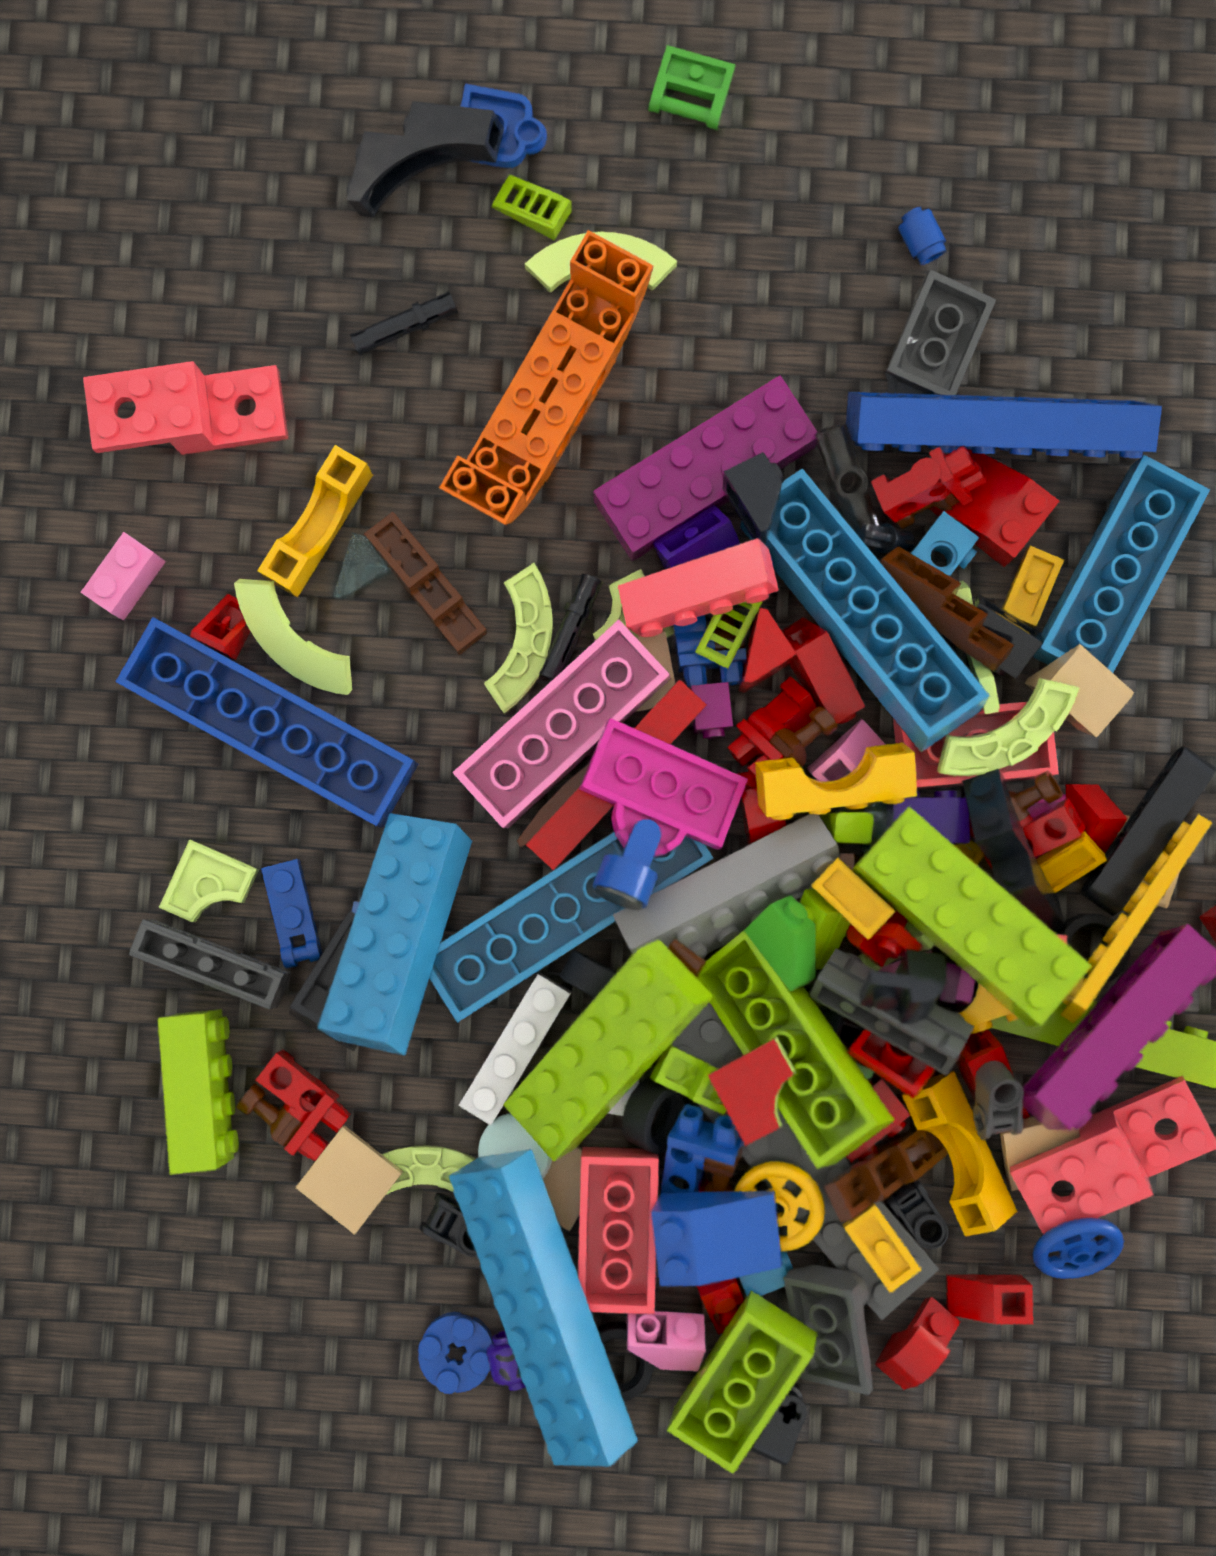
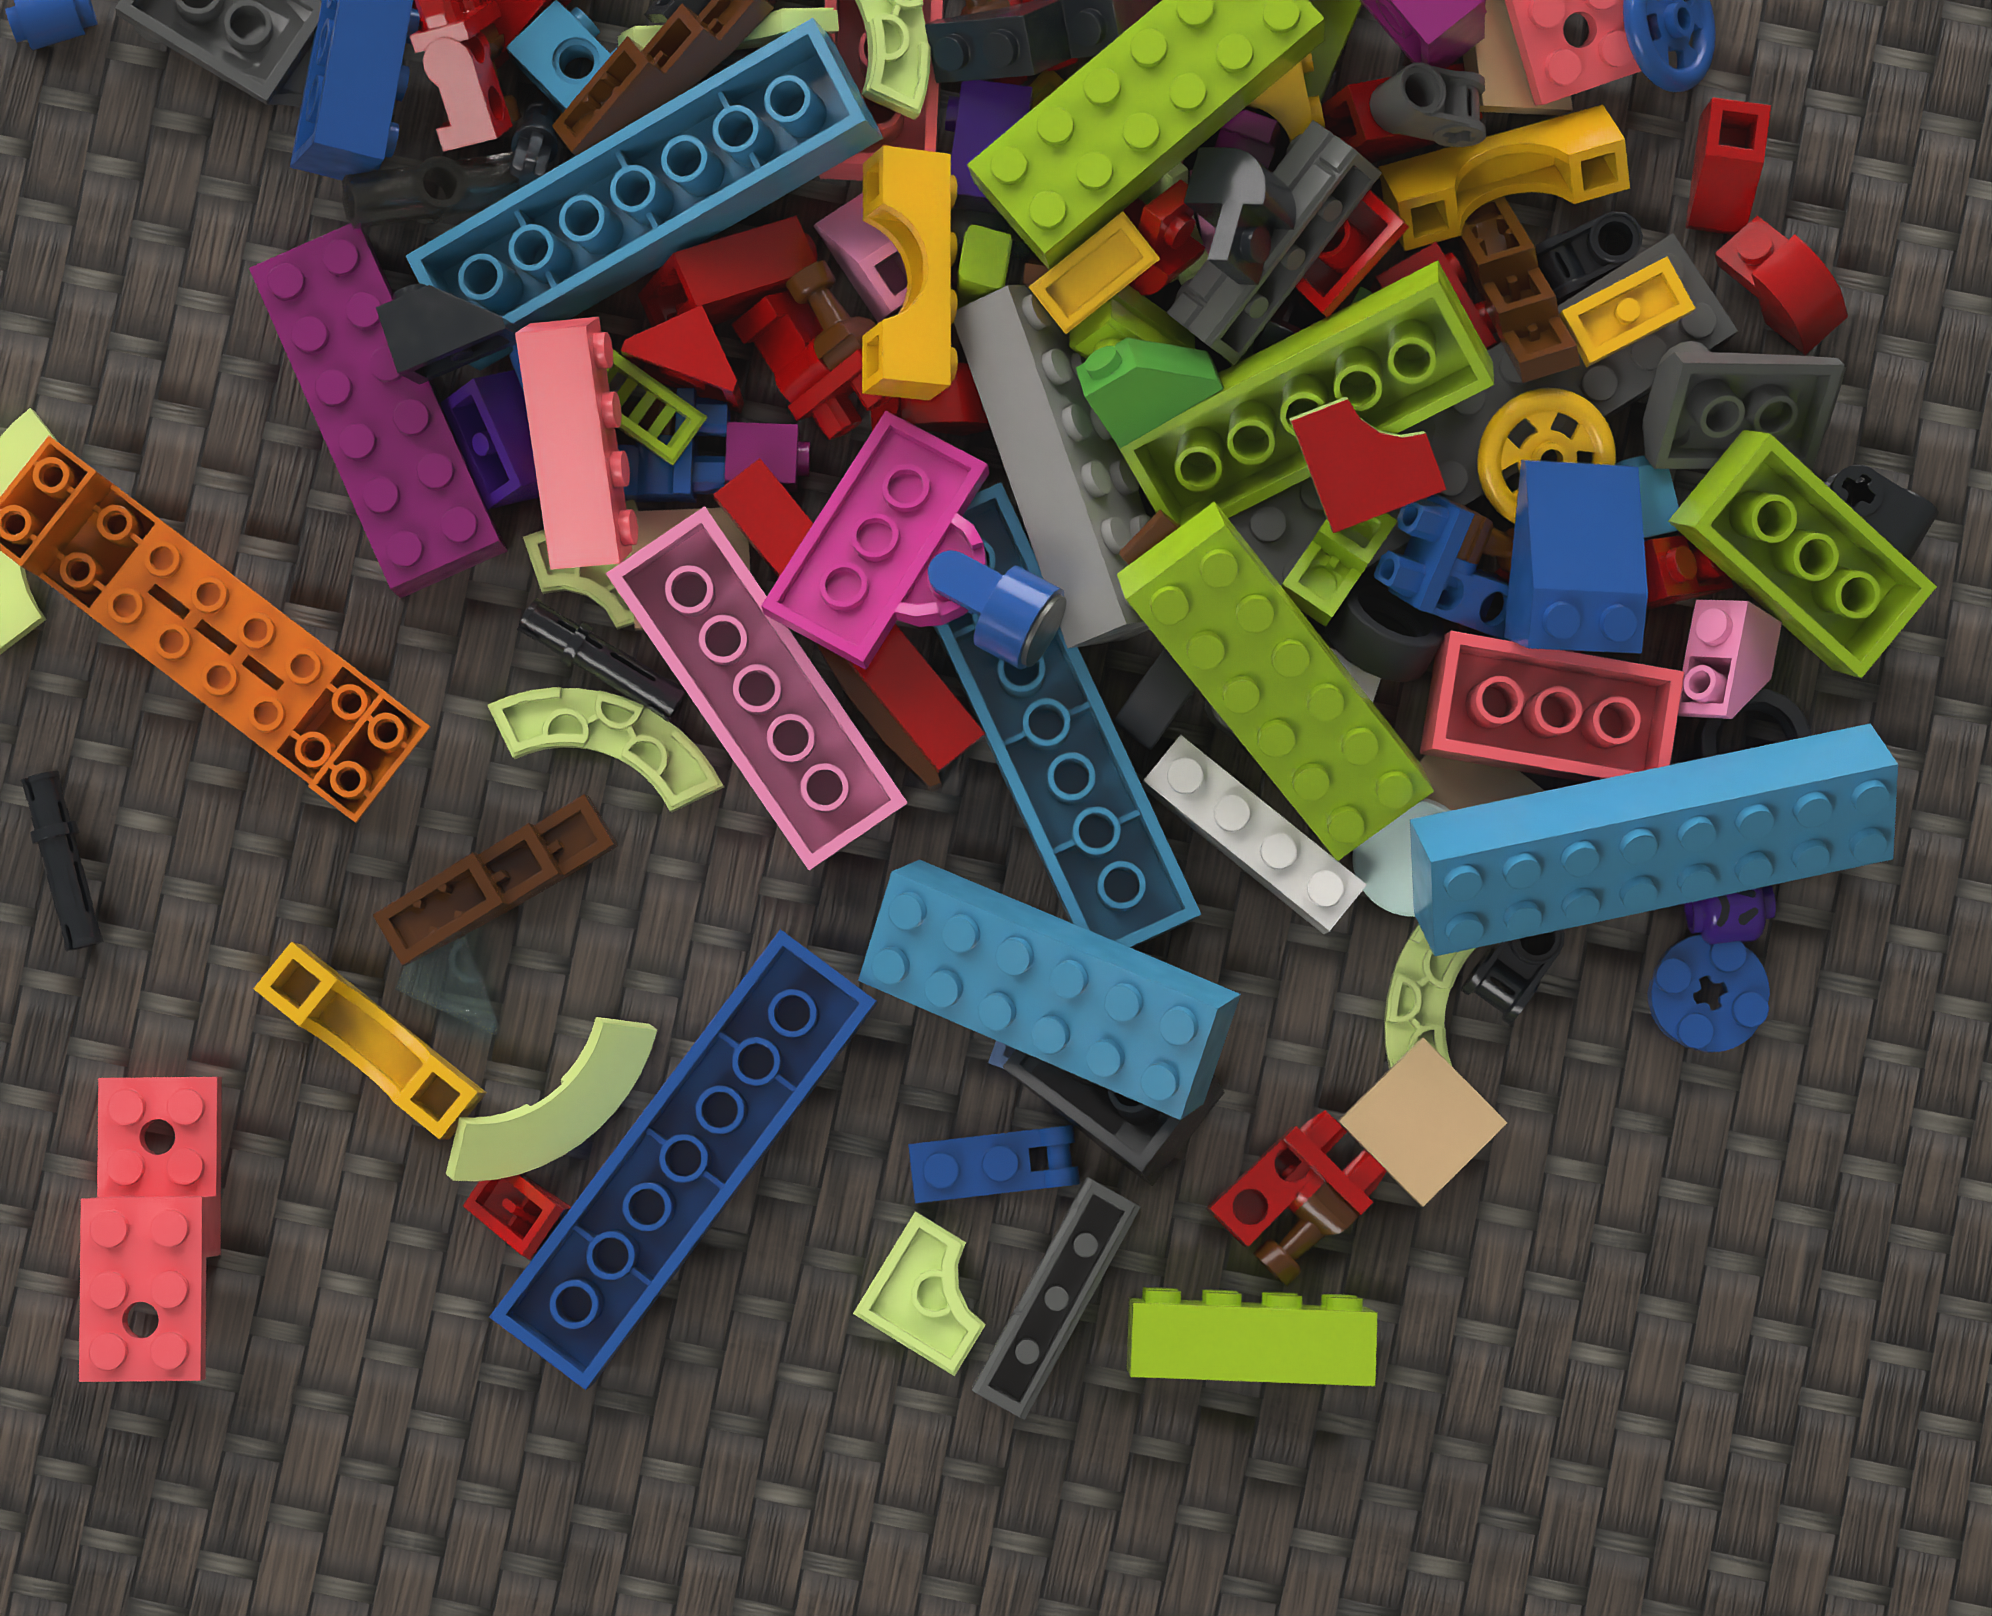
camera: 85 degrees left, 0 degrees up
(123, 576) = (411, 1366): bright pink brick -> none

